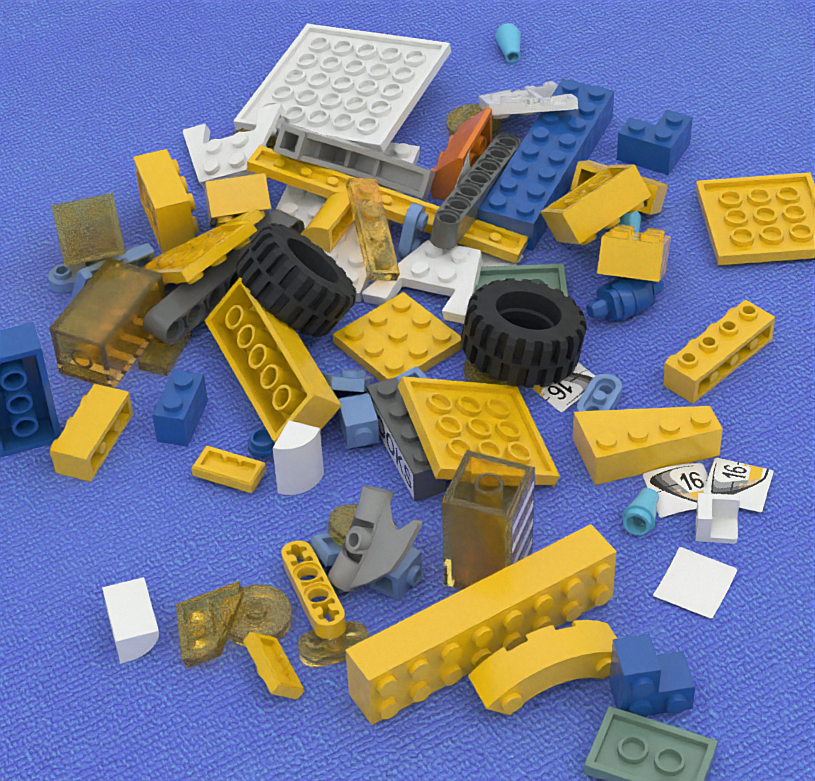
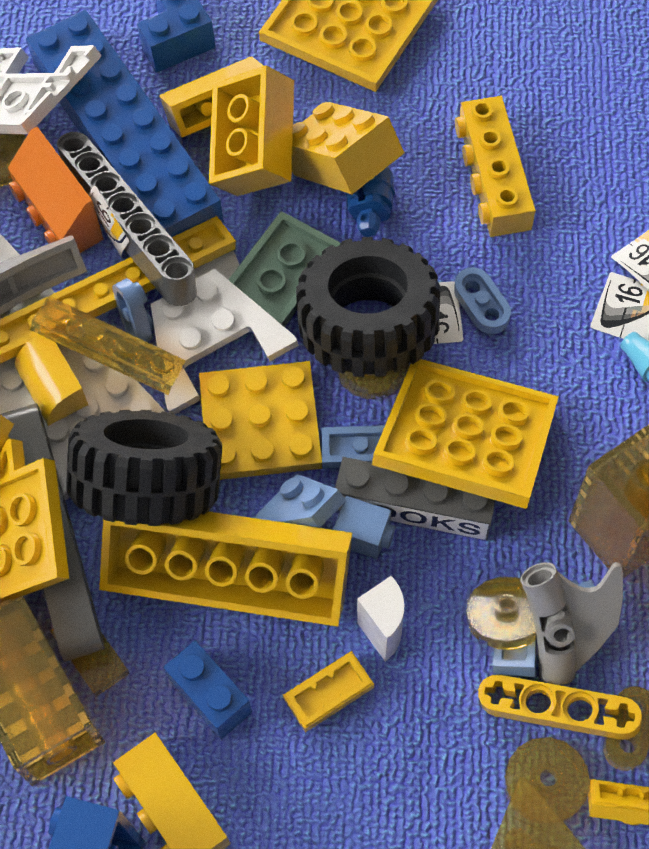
camera: 55 degrees left, 20 degrees up
(260, 443) = (313, 637): blue plate -> none
(643, 440) = (560, 310): yellow wedge -> none

